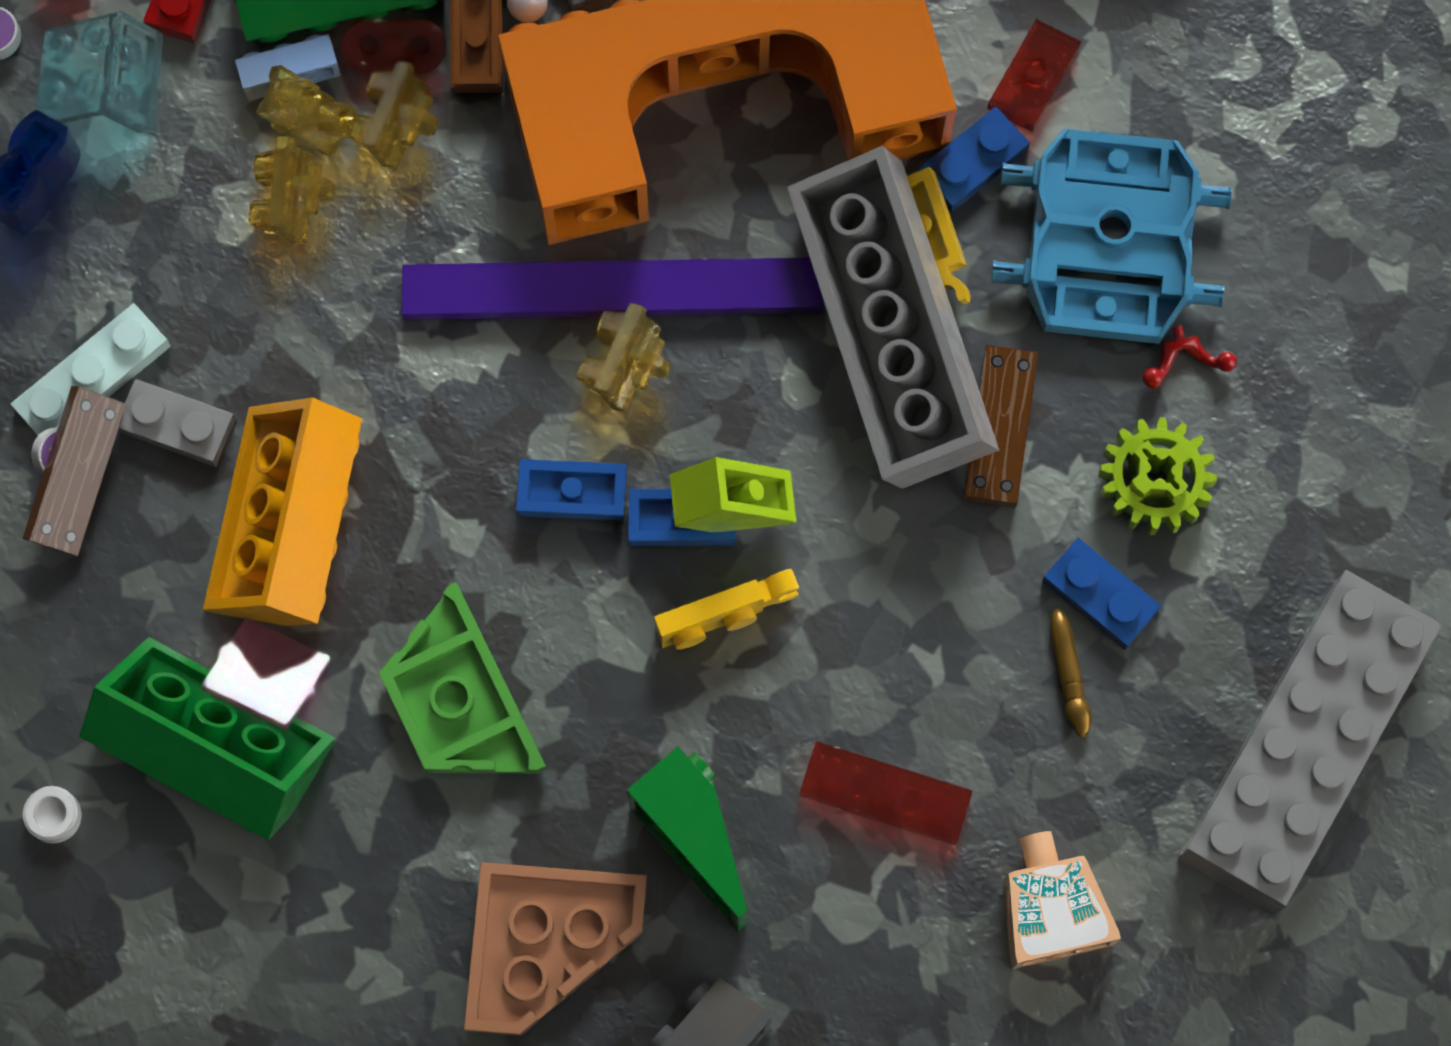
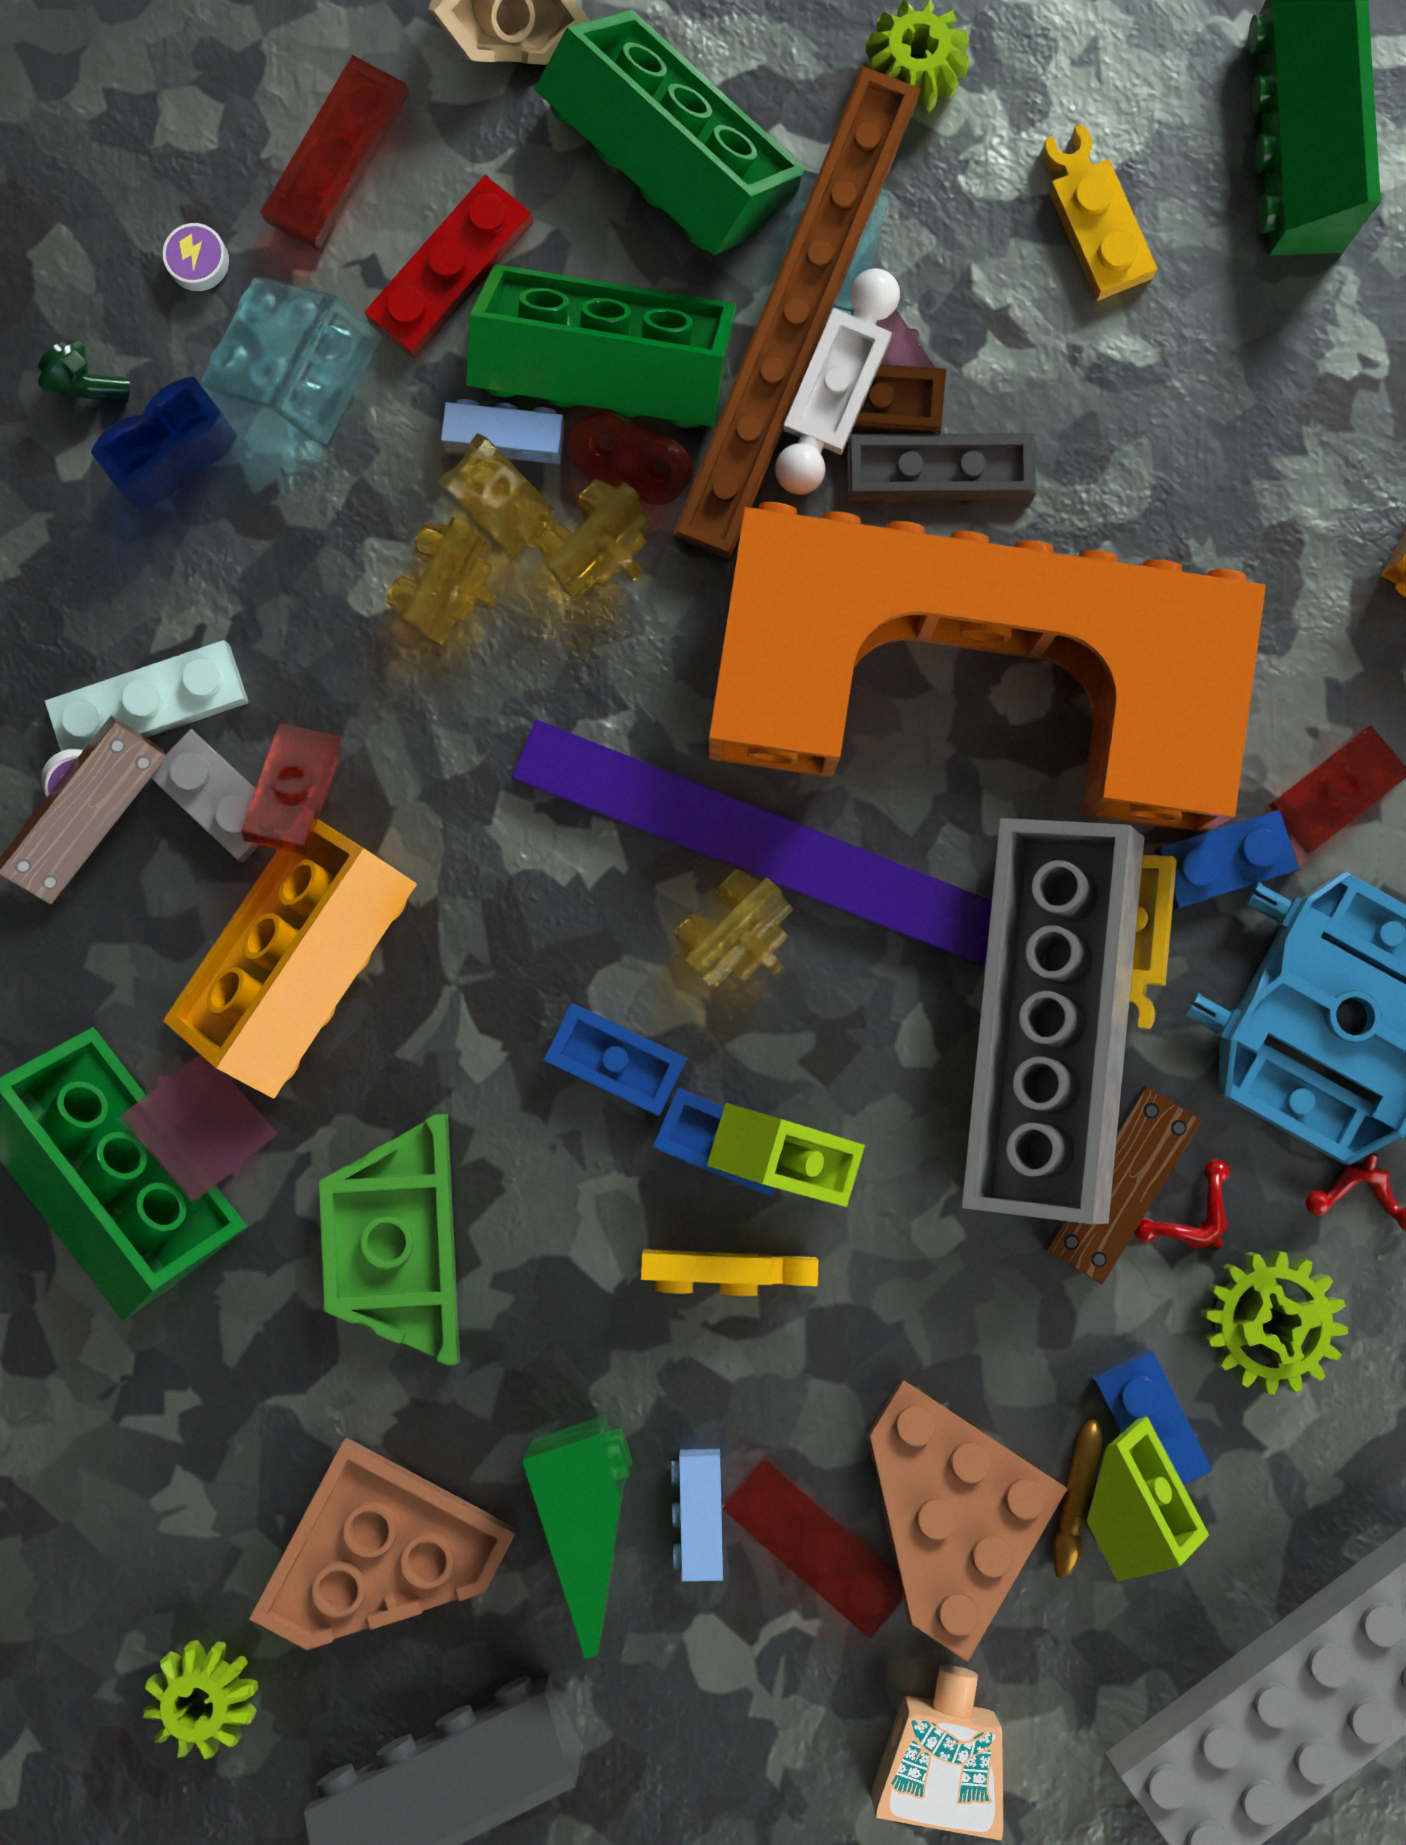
camera: 25 degrees right, 10 degrees up
(234, 389) = (292, 789): none -> clear red plate
(783, 805) = (698, 1515): none -> light blue piece
(980, 720) = (954, 1515): none -> nougat plate
(1080, 435) = (1206, 1232): none -> red piece
(1115, 647) = (1142, 1508): none -> lime slope

